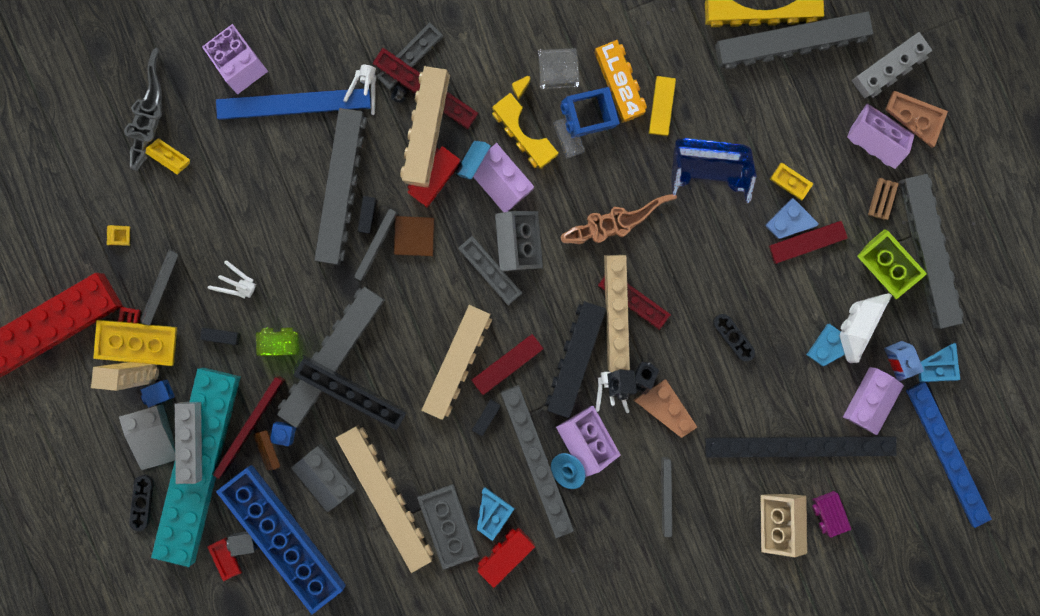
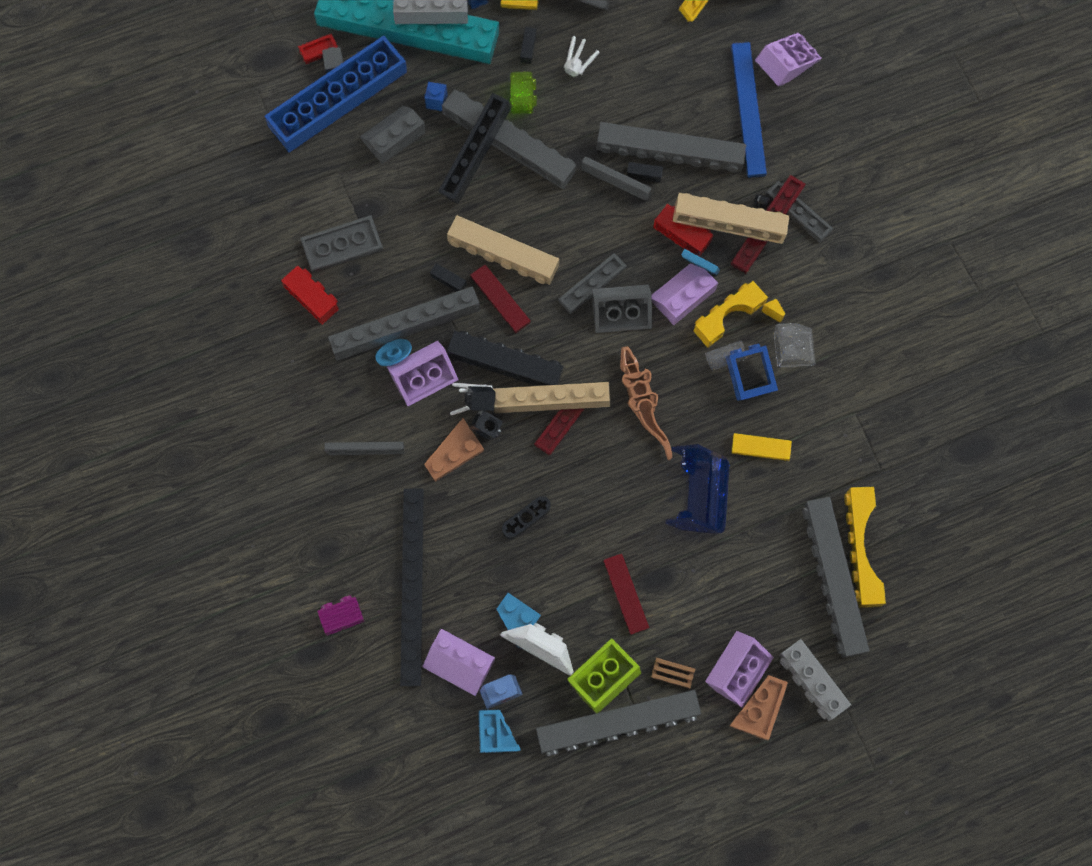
camera: 90 degrees right, 15 degrees down
(249, 427) = (443, 68): dark red tile -> none
(266, 450) = (421, 80): reddish brown tile -> none
(366, 76) = (778, 170): white plant -> none
(384, 498) = (371, 185): tan brick -> none
(414, 236) = (625, 214): reddish brown tile -> none
(493, 514) = (352, 283): dark azure wing -> none
(620, 81) = (784, 404): light orange brick -> none
(784, 524) = (331, 567): tan slope -> none
(791, 181) = (688, 575): yellow plate -> none
(791, 220) = (648, 576): medium blue wing -> none
(948, 454) = (399, 744): blue plate -> none

